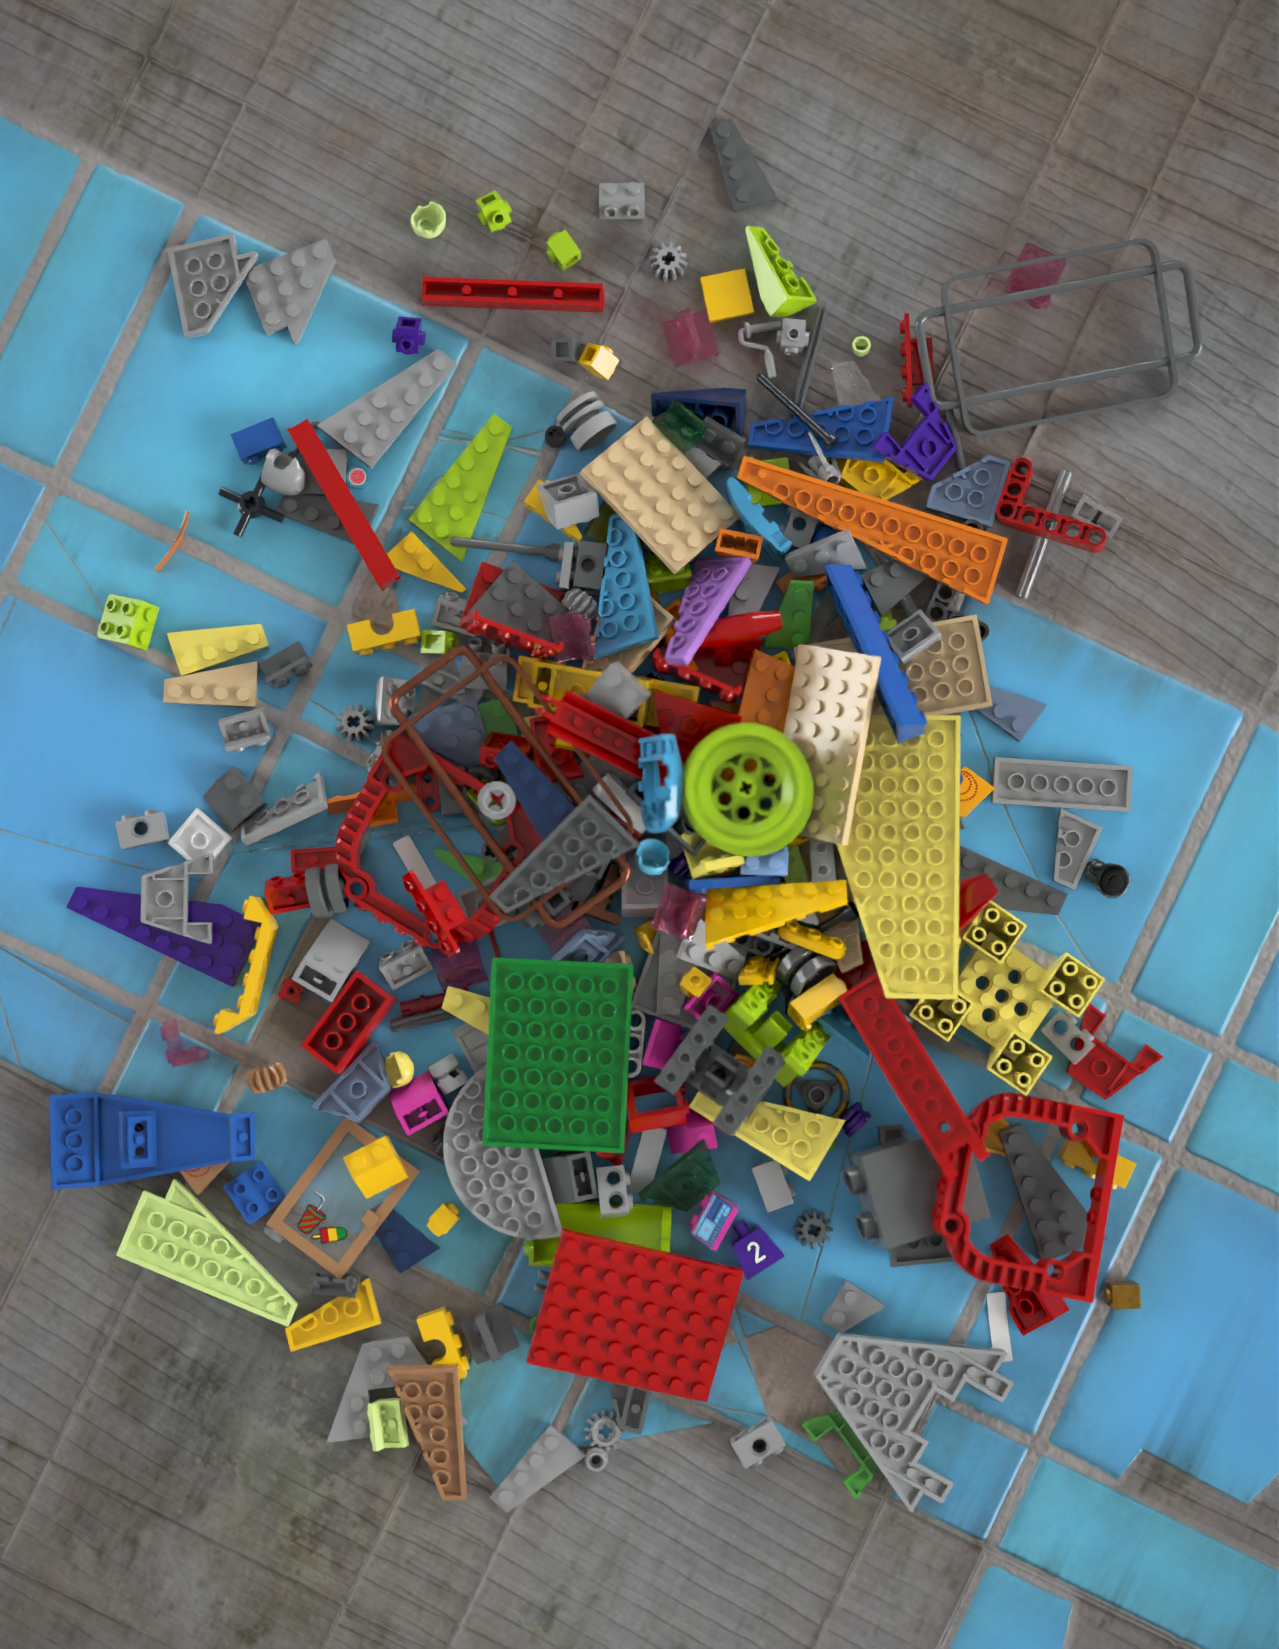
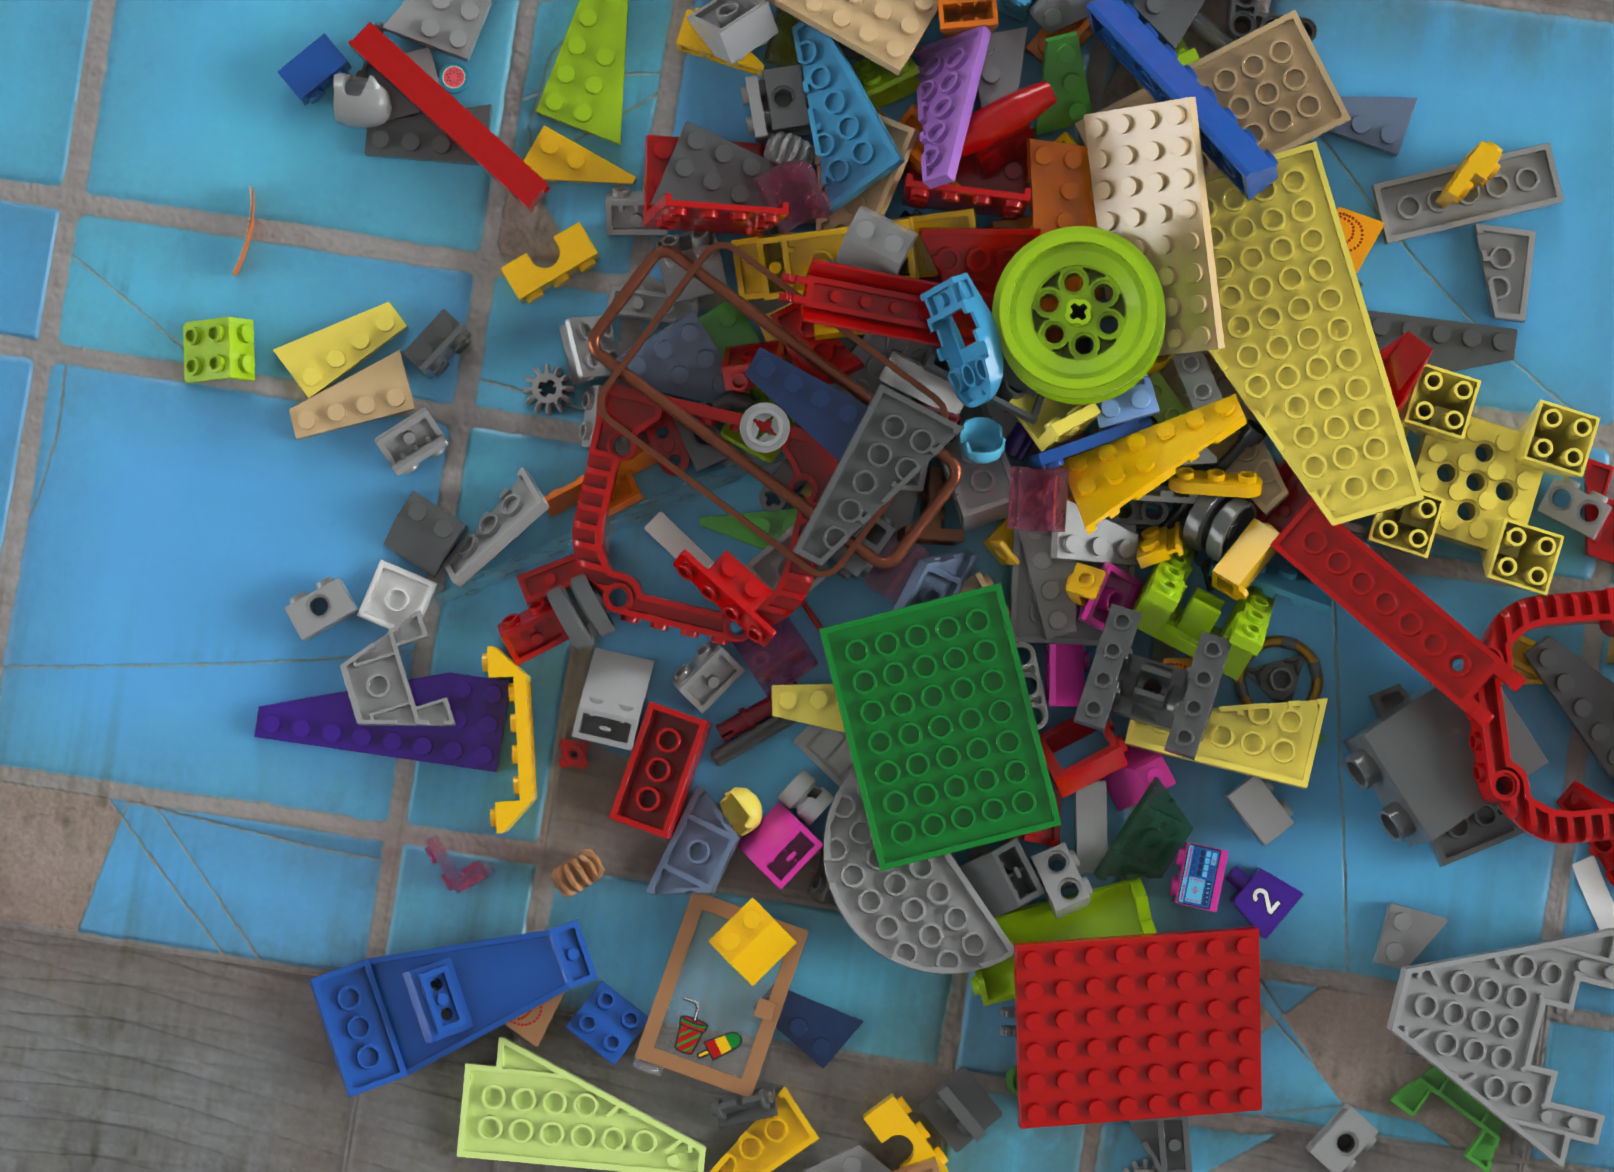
camera: 15 degrees left, 0 degrees up
(252, 512) = (336, 162): black bar -> none
(437, 642) = (622, 255): lime bracket -> none
(443, 1219) = (857, 982): yellow brick -> none
(550, 551) = (728, 97): dark grey piece -> none
(809, 1236) = (1328, 838): dark grey gear -> none
(855, 1119) = (1338, 693): dark purple wheel -> none
(913, 636) = (1224, 61): light grey slope -> none
(1071, 770) = (1476, 168): none -> yellow plate
(1108, 878) = (1563, 293): pearl dark grey hair -> none

